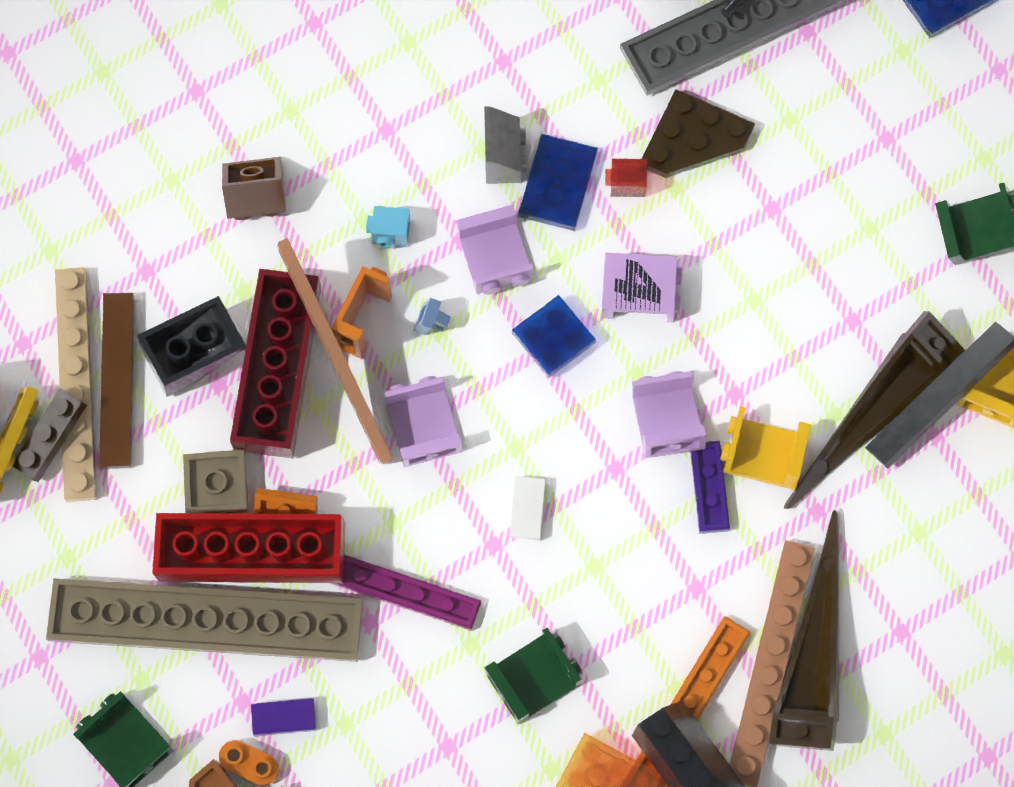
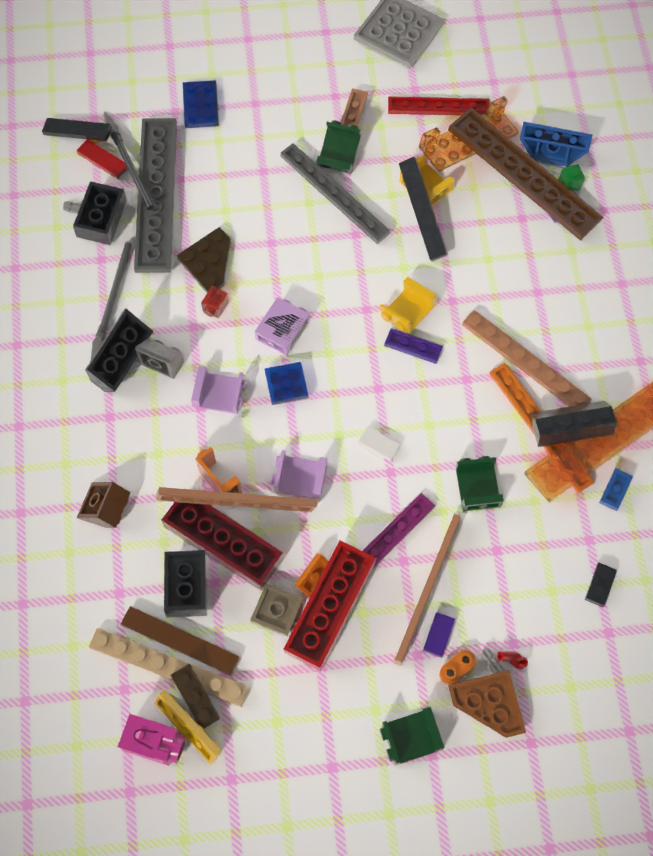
camera: 65 degrees left, 5 degrees down
(204, 620) = (357, 656): dark tan plate -> none
(339, 671) = (427, 590): none -> nougat tile
(389, 226) = (172, 439): medium azure brick -> none
(431, 317) = (239, 442): medium blue tile -> none
(468, 85) = (117, 352): none -> black slope
(485, 57) = (103, 327): none -> dark grey piece
(558, 182) = (195, 339): clear blue plate -> none
(667, 414) = (363, 346): lavender panel -> none
(809, 695) = (554, 348): dark brown plate -> none
(902, 257) = (335, 193): none -> dark grey plate
(902, 376) = (400, 218): dark brown plate -> none

